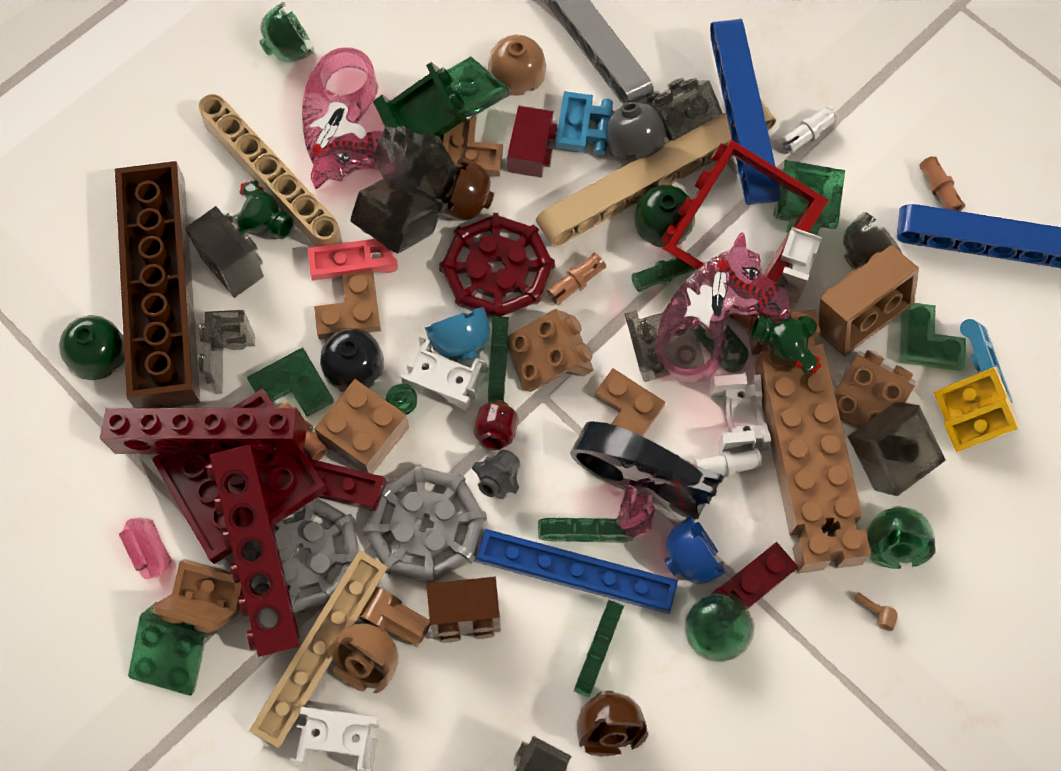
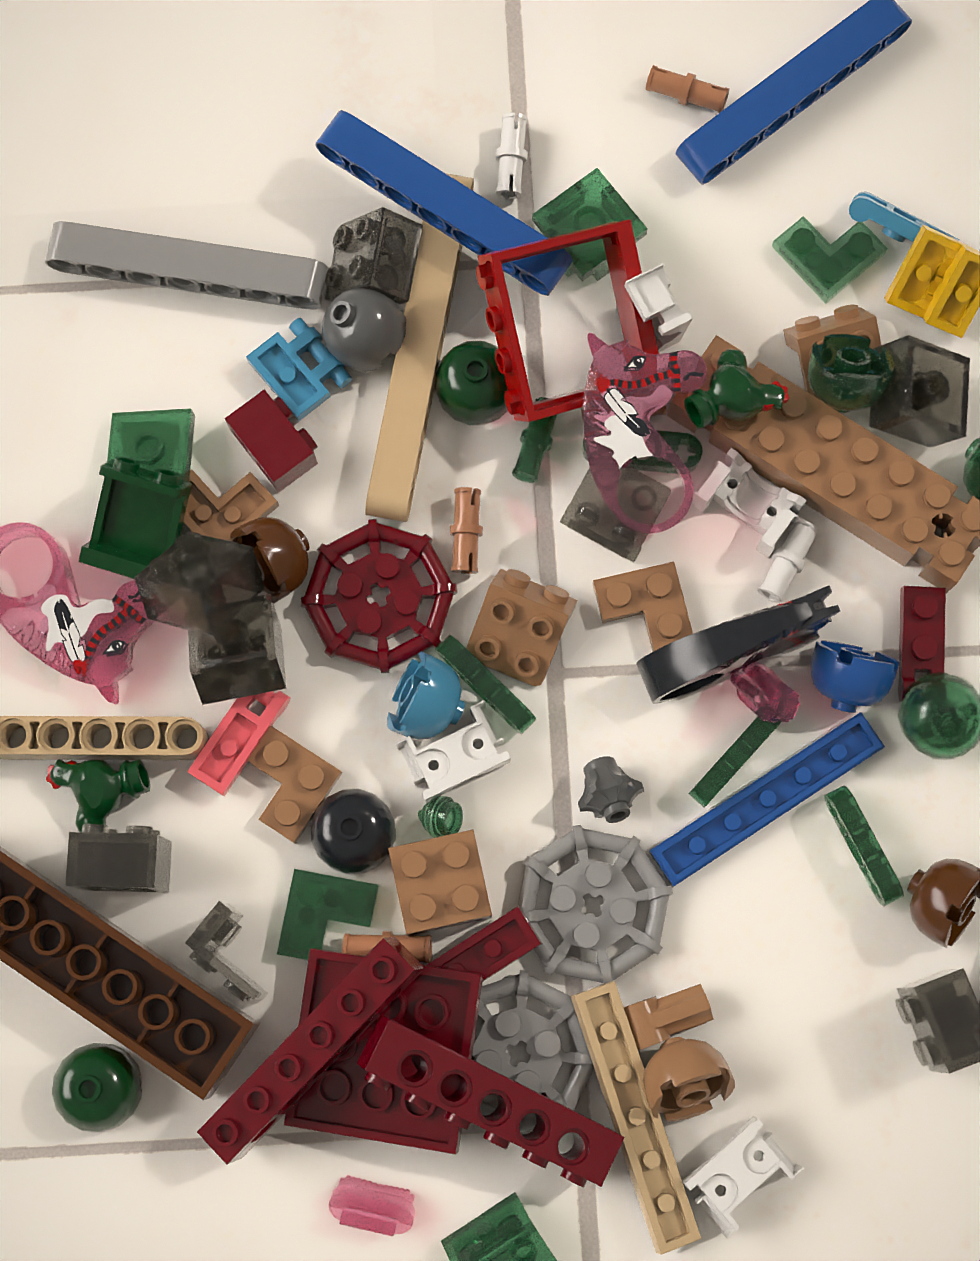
camera: 45 degrees left, 10 degrees up
(201, 597) = (484, 1195): medium nougat bracket -> none
(463, 609) = (723, 942): reddish brown brick -> none
(495, 425) = (554, 748): dark red head -> none
(518, 63) = (167, 374): medium nougat cylinder -> none
(864, 240) = (692, 220): clear smoke cylinder -> none
(865, 395) = (849, 372): none -> clear green cylinder
(867, 299) = (749, 275): medium nougat brick -> none

